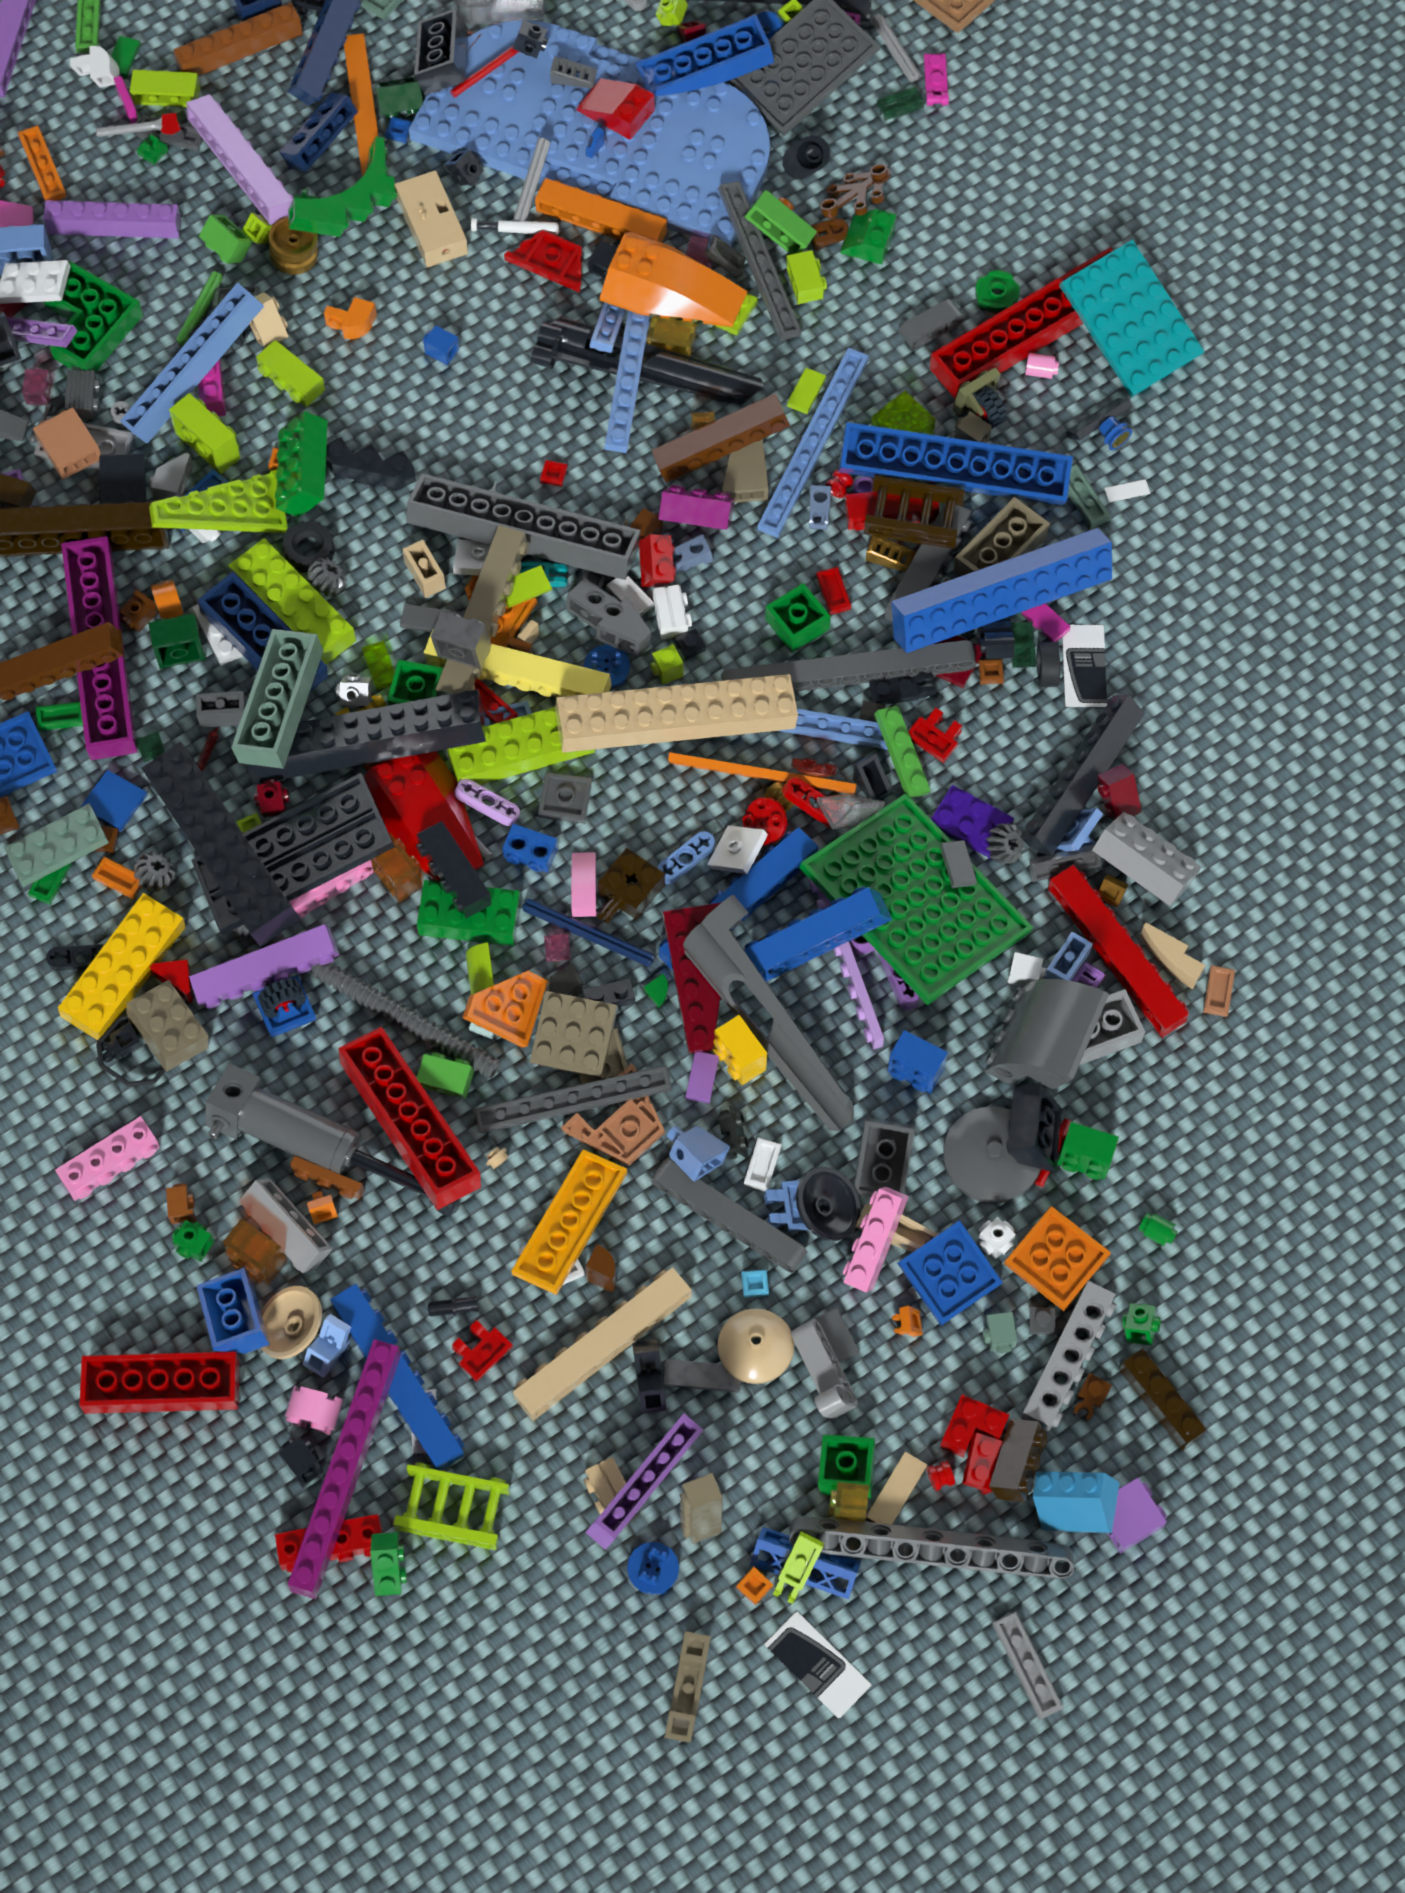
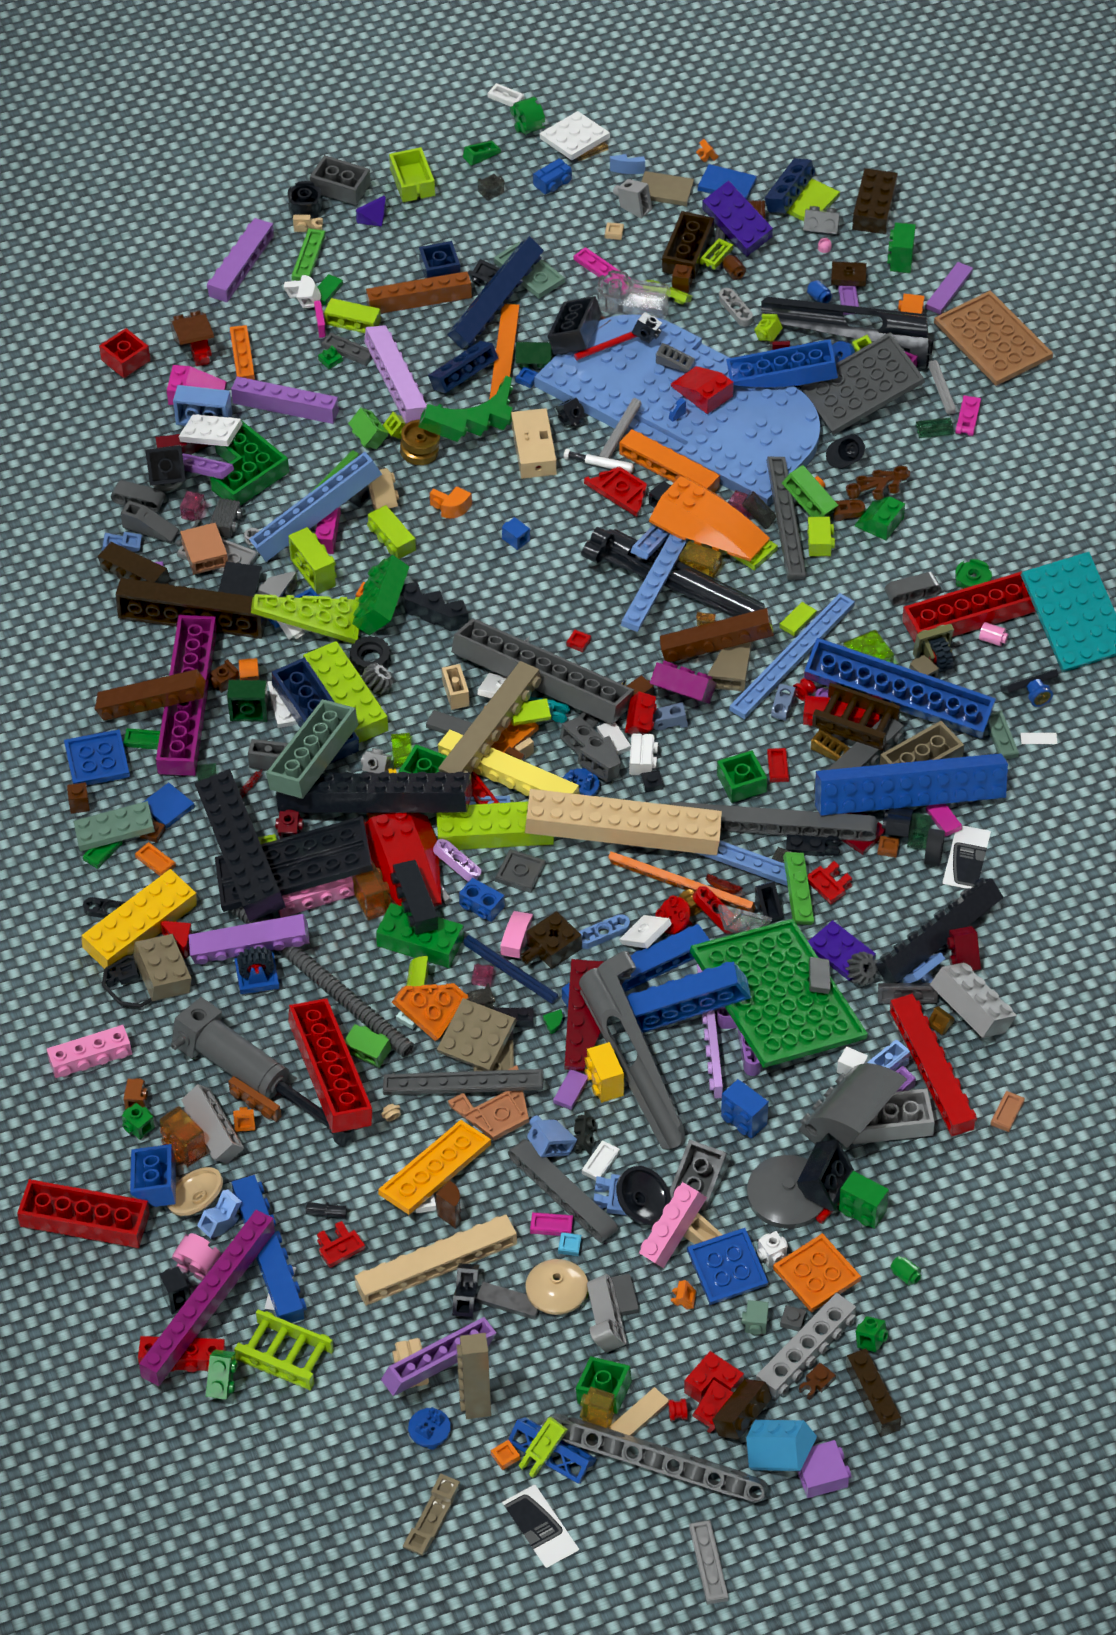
camera: 15 degrees right, 15 degrees down
(154, 871) = (183, 858): dark grey gear -> none
(168, 126) = (346, 342): piece -> none
(461, 640) = (466, 733): flat silver brick -> none
(667, 664) = (628, 788): lime brick -> none
(726, 1262) = (551, 1224): none -> dark pink tile
(1172, 955) = (976, 1077): tan slope -> none

